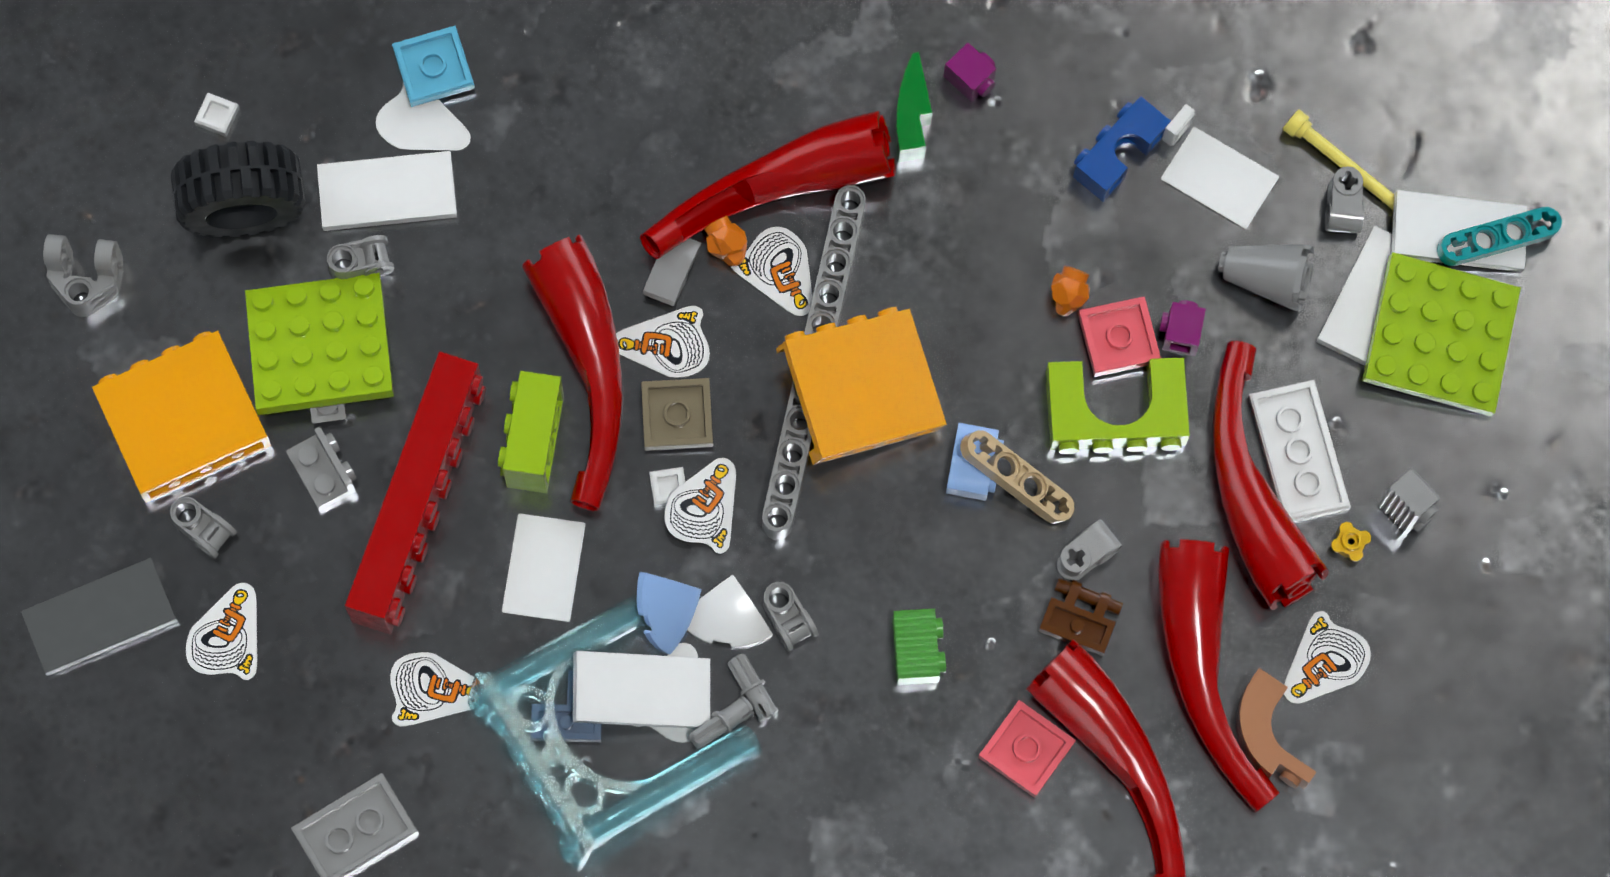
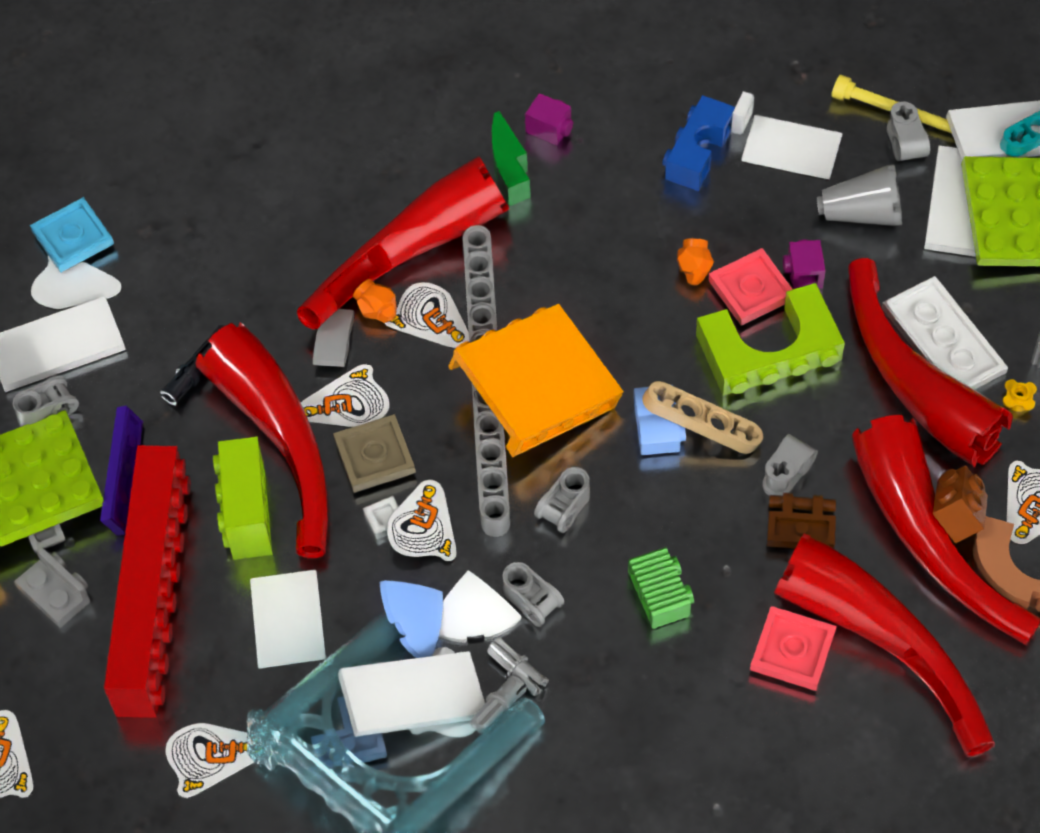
camera: 10 degrees left, 15 degrees down
(419, 360) = (120, 469): none -> dark purple tile
(511, 268) = (186, 375): none -> black pin
(850, 525) = (562, 504): none -> light grey piece
(1241, 651) = (960, 503): none -> dark orange brick

